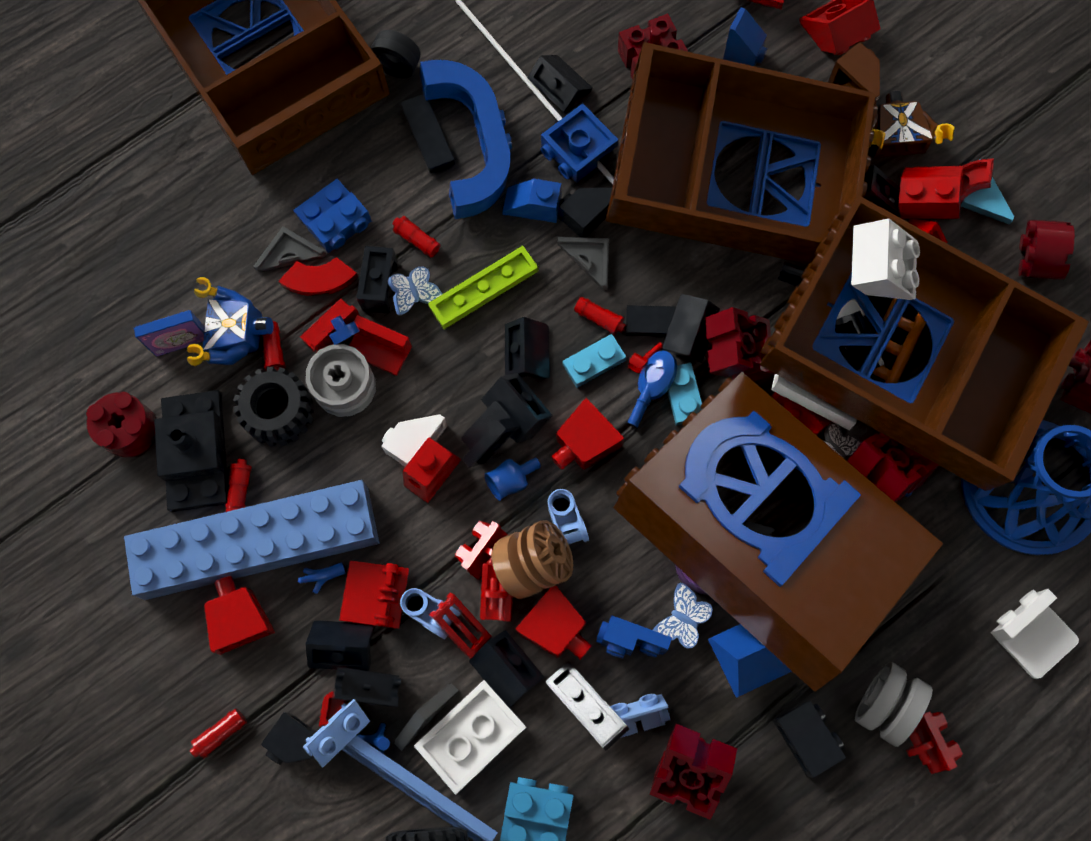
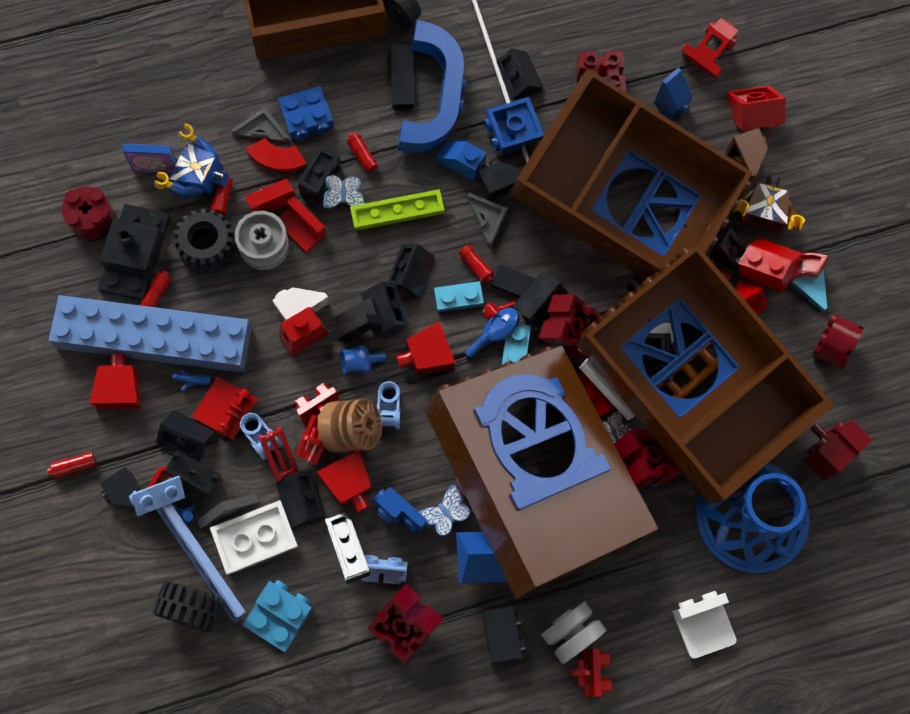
camera: 10 degrees right, 0 degrees up
(342, 330) = (277, 203): blue tile -> none
(884, 260) = (694, 301): white slope -> none

